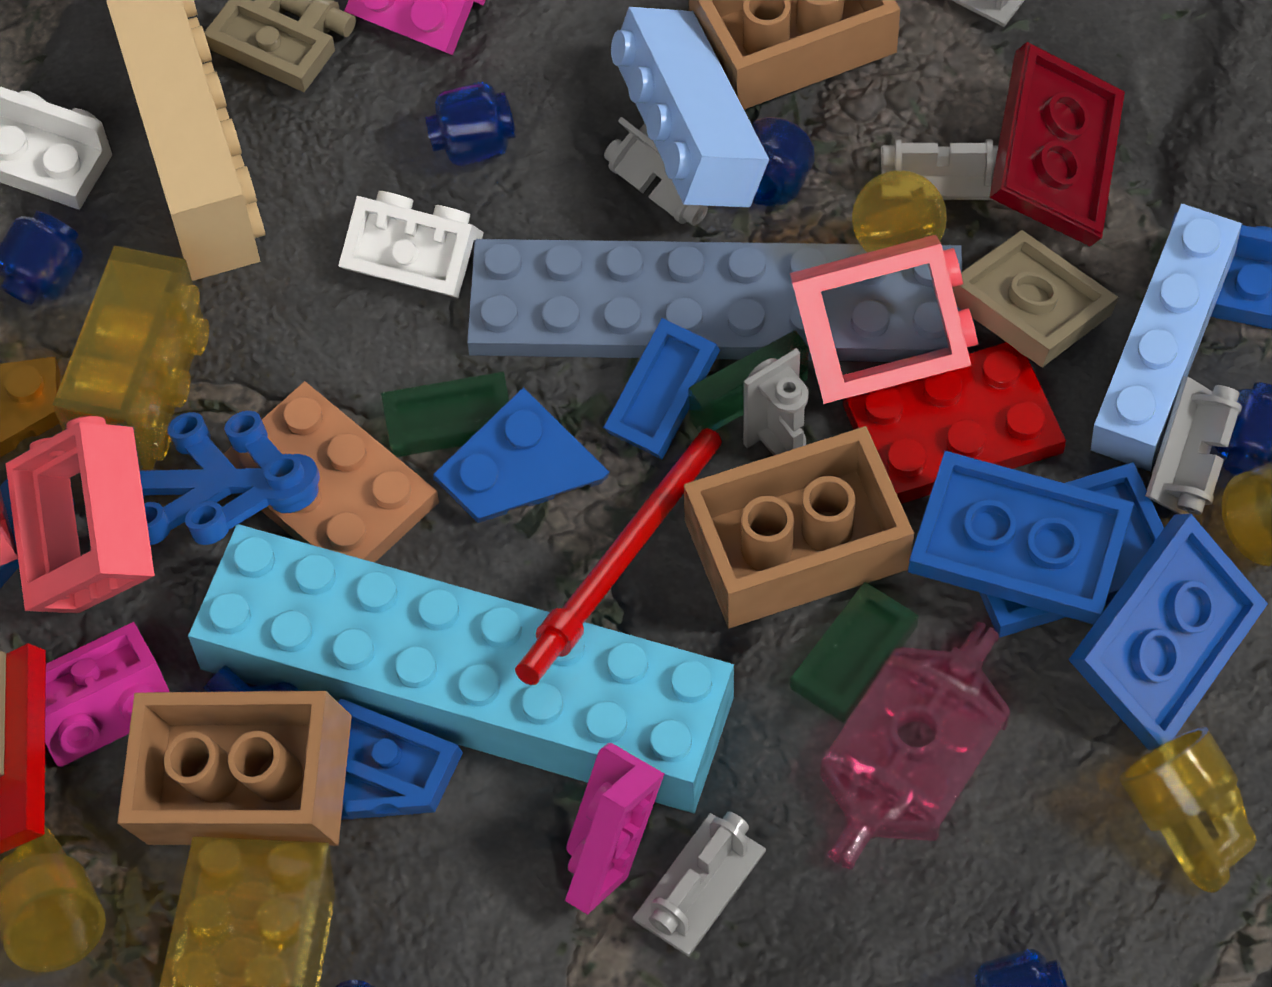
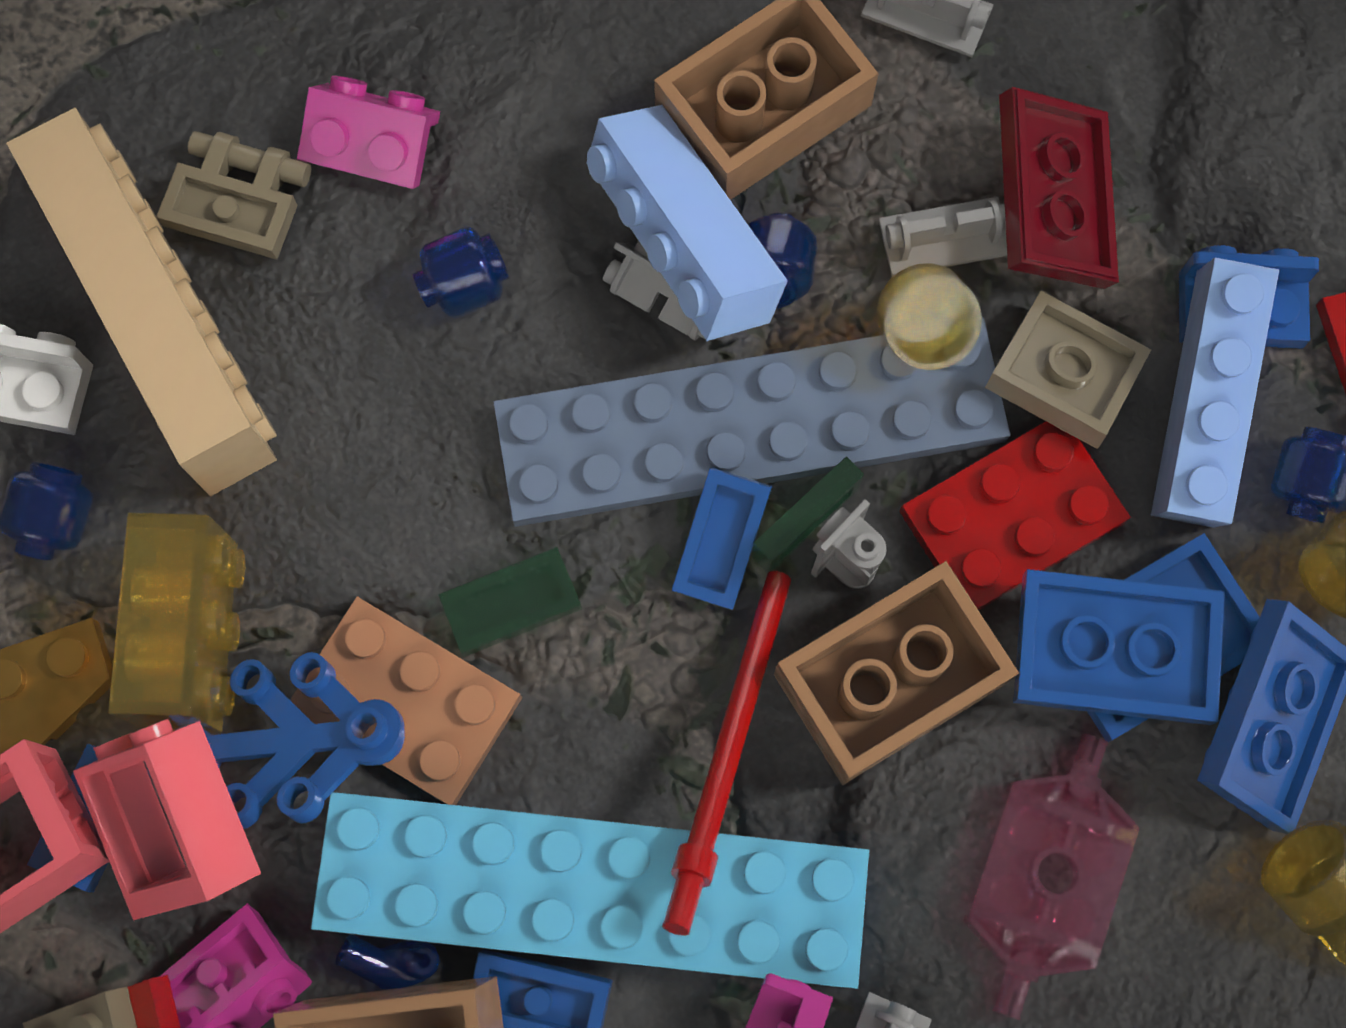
camera: 15 degrees left, 15 degrees up
(409, 245) = (428, 419): white bracket -> none
(517, 462) = (594, 647): blue wing -> none
(853, 652) = (971, 786): clear green tile -> none
(957, 324) = (918, 385): coral window -> none
(1184, 467) = (1256, 538): light grey hinge -> none

